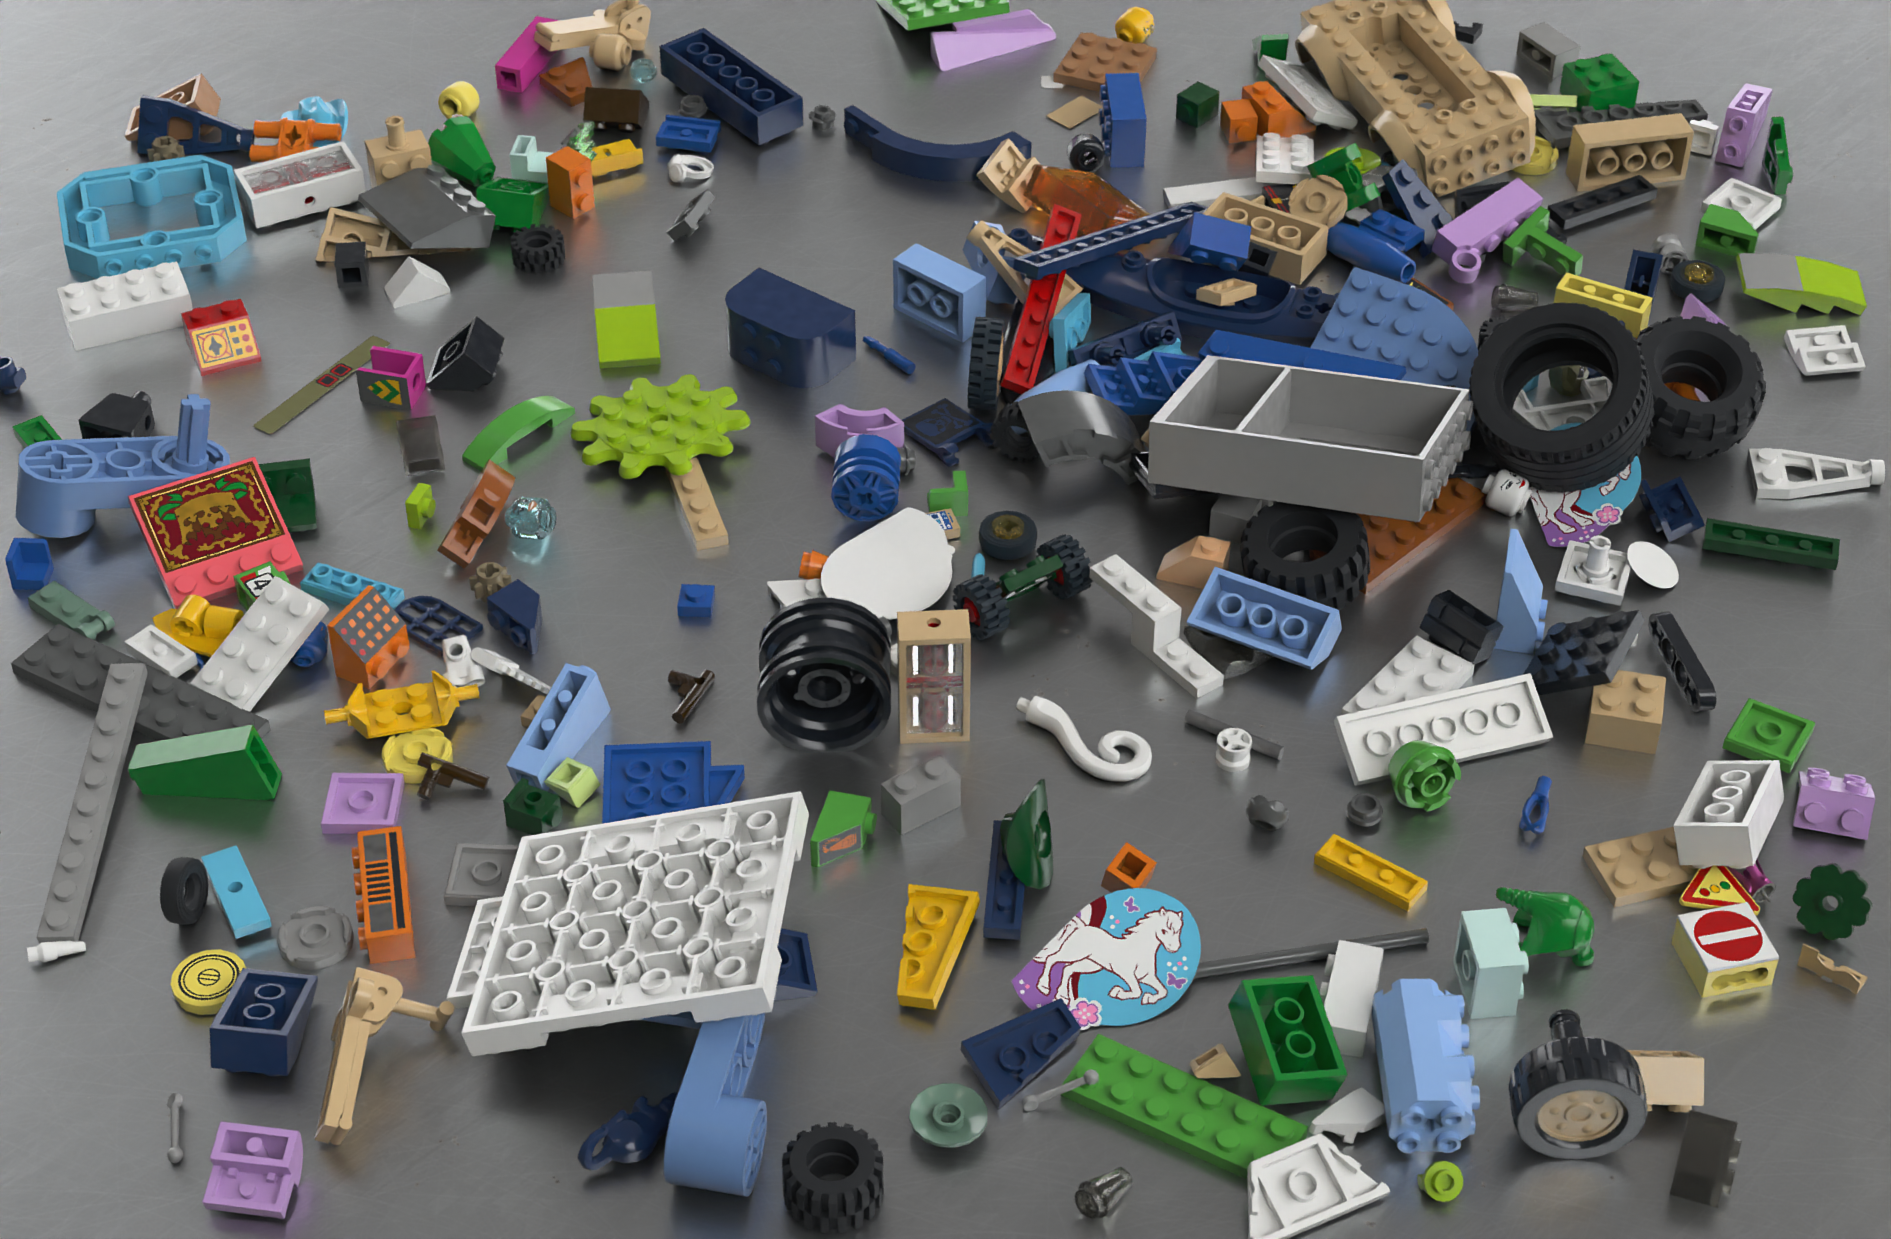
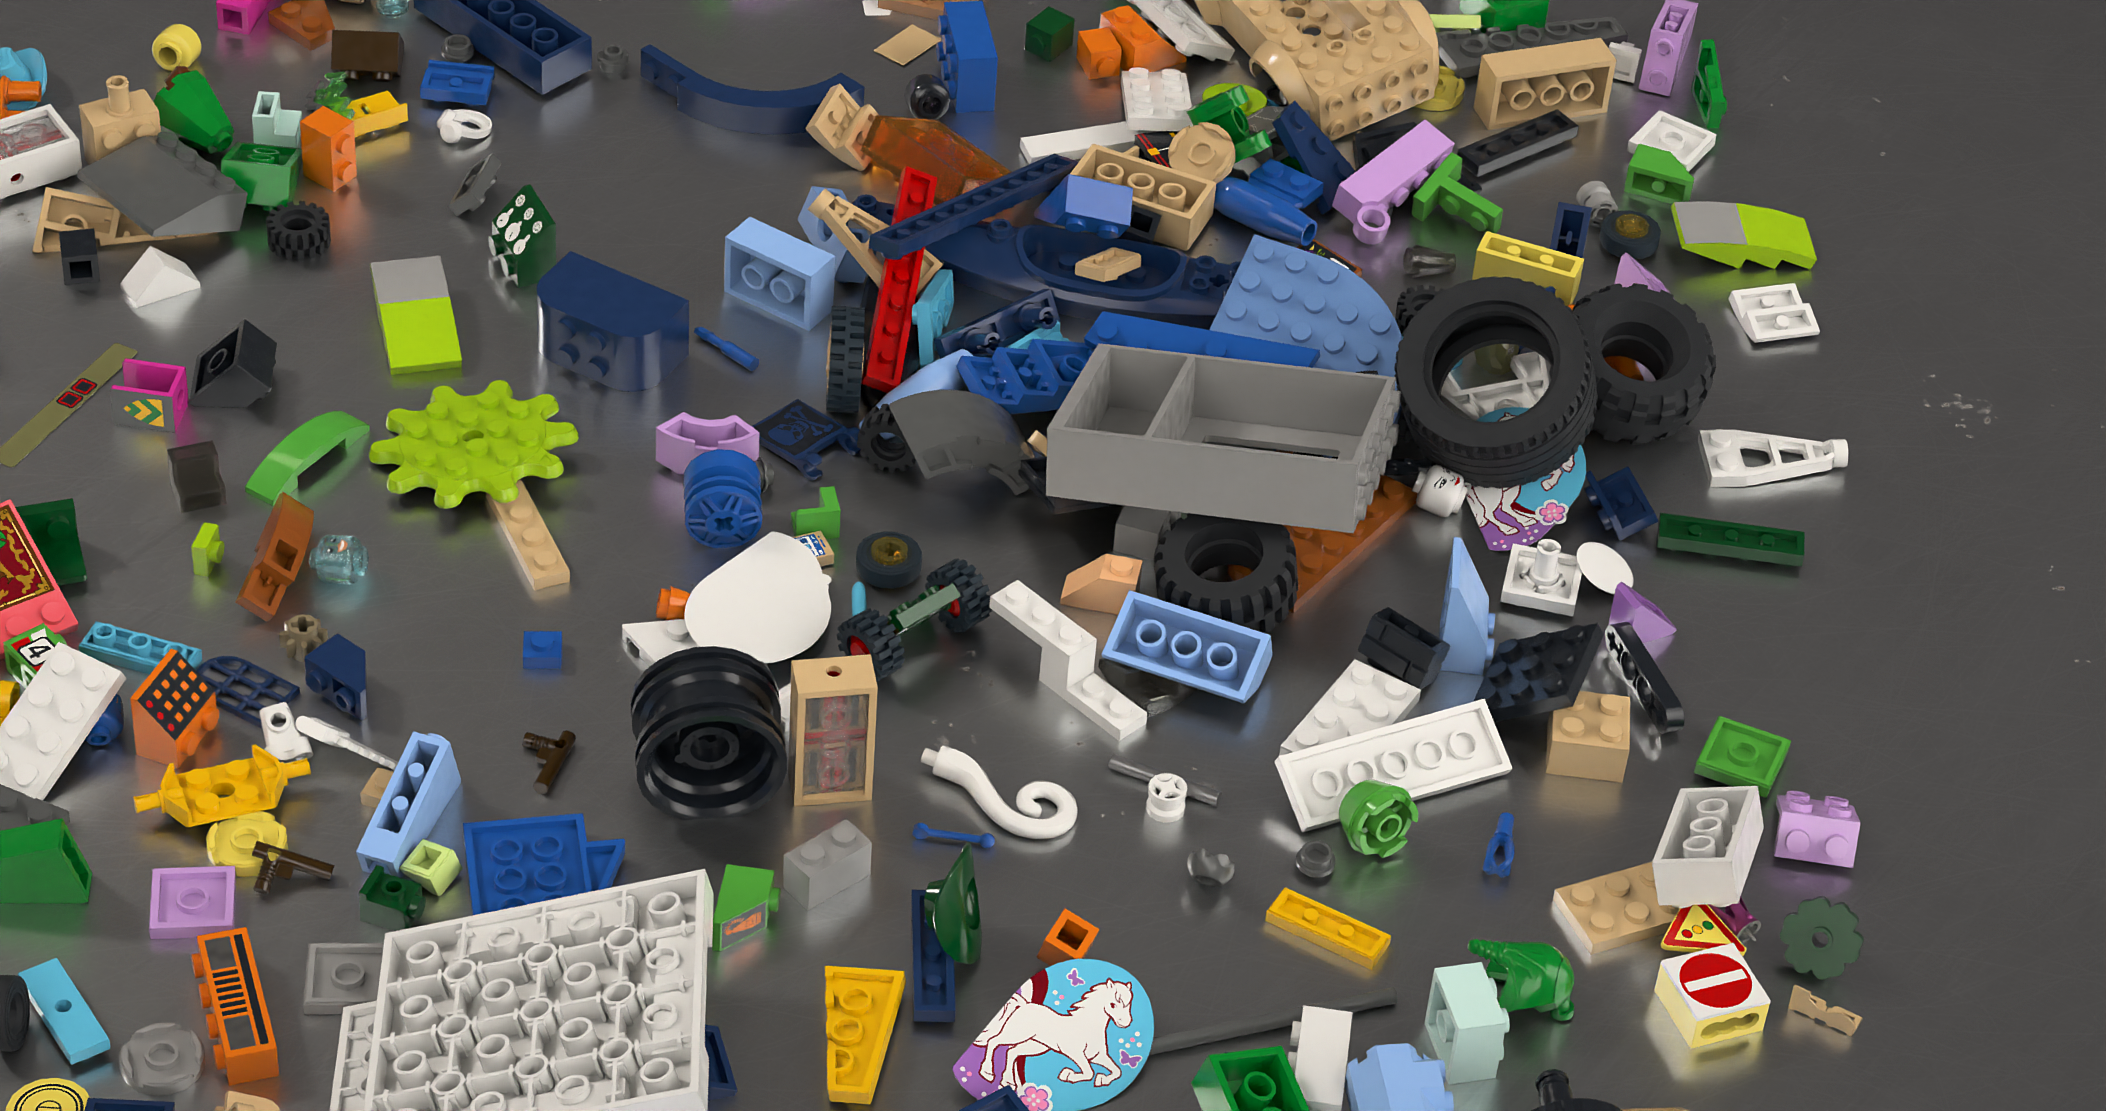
camera: 10 degrees left, 0 degrees up
(724, 256) = (524, 238): none -> dark green slope
(1010, 770) = (921, 831): none -> blue hinge
(1684, 606) = (1641, 613): none -> medium lavender slope

